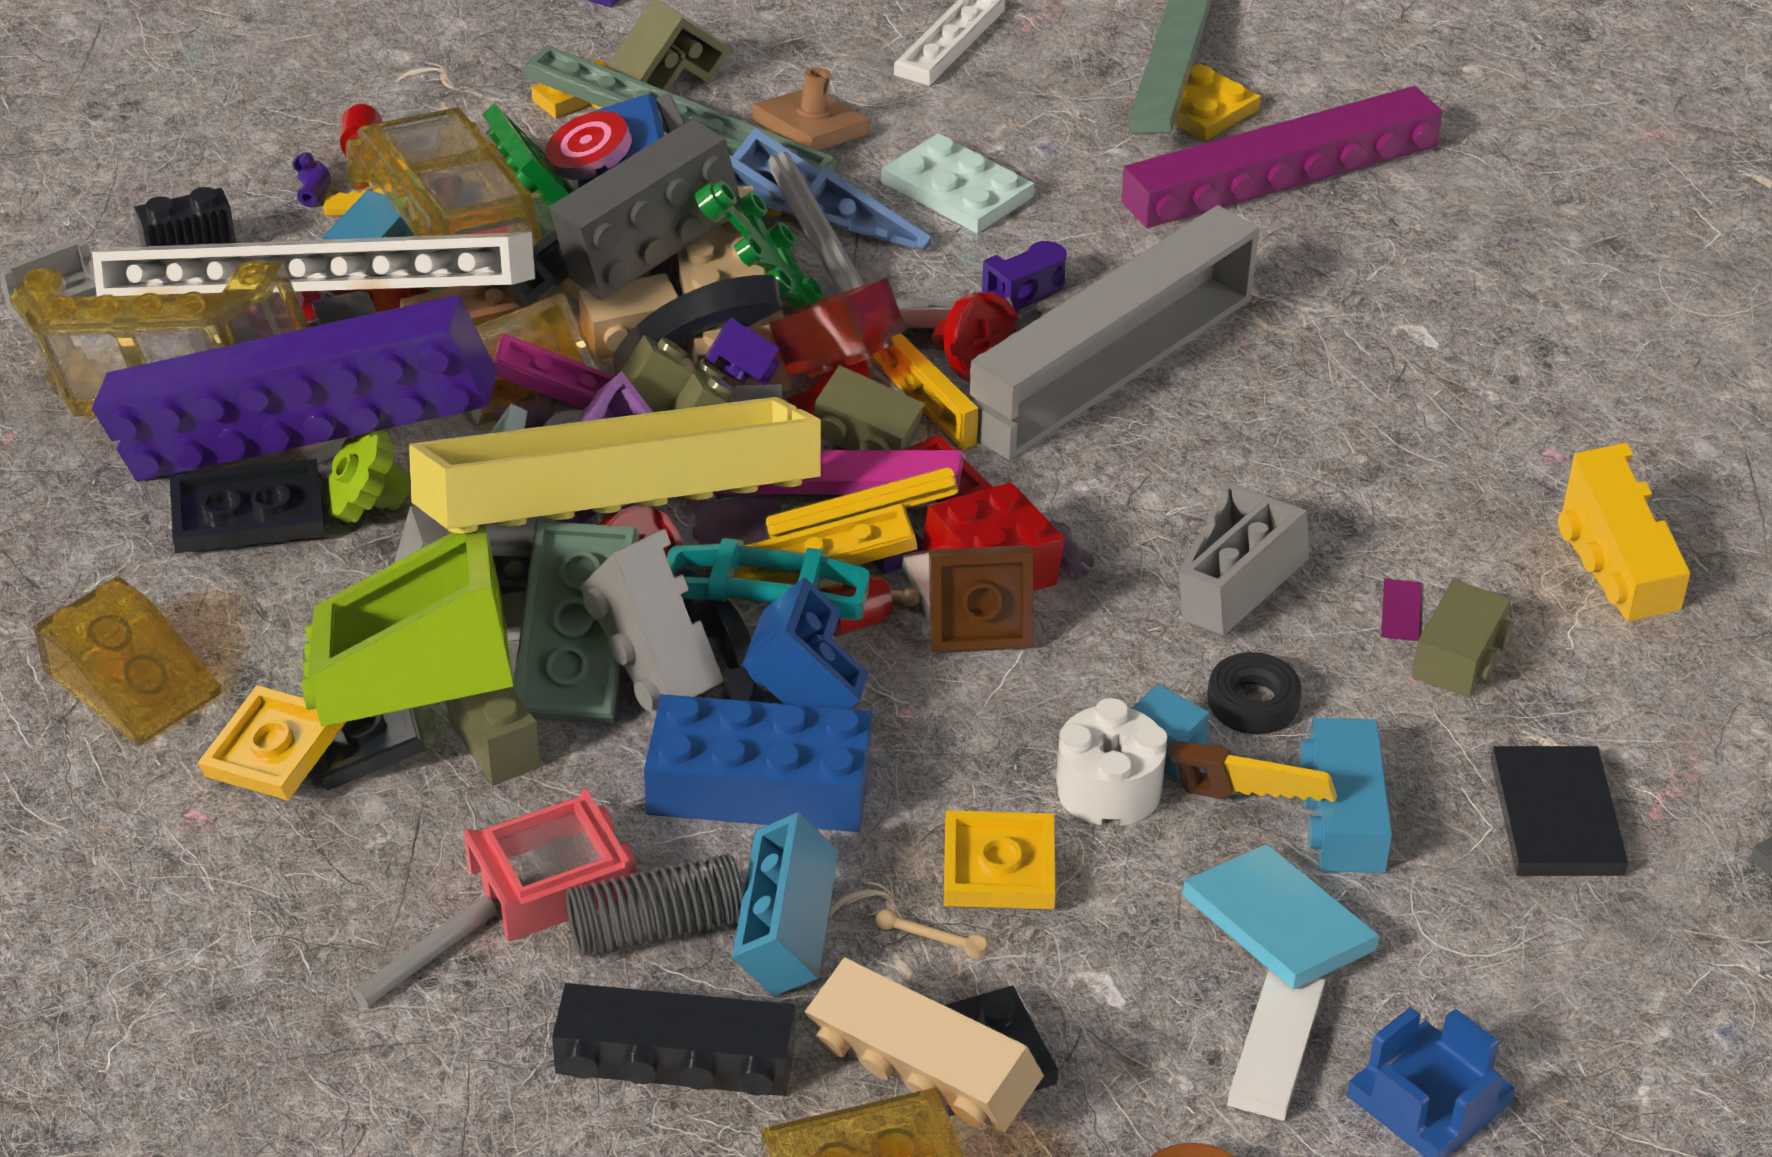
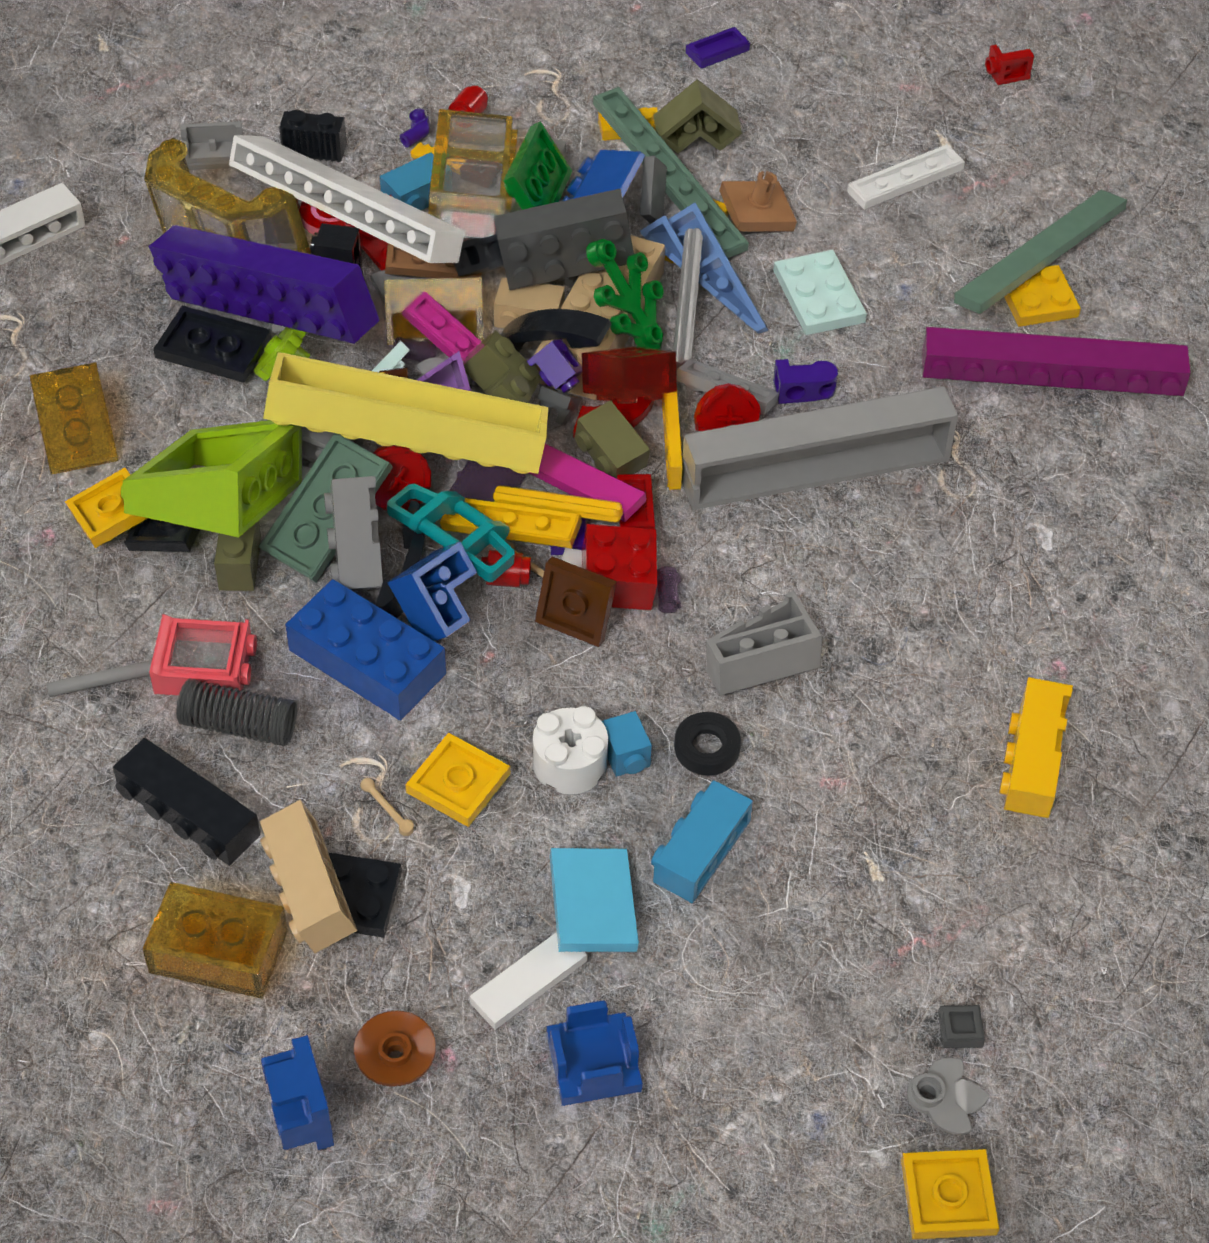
camera: 30 degrees right, 10 degrees up
(588, 145) = (577, 175): red tile -> none
(786, 904) = (306, 748): dark azure brick -> none
(1231, 774) = (628, 788): piece -> none
(1401, 609) = (857, 730): magenta sticker -> none
(1463, 638) = (869, 770): olive brick -> none
(1558, 811) = (834, 917): black tile -> none

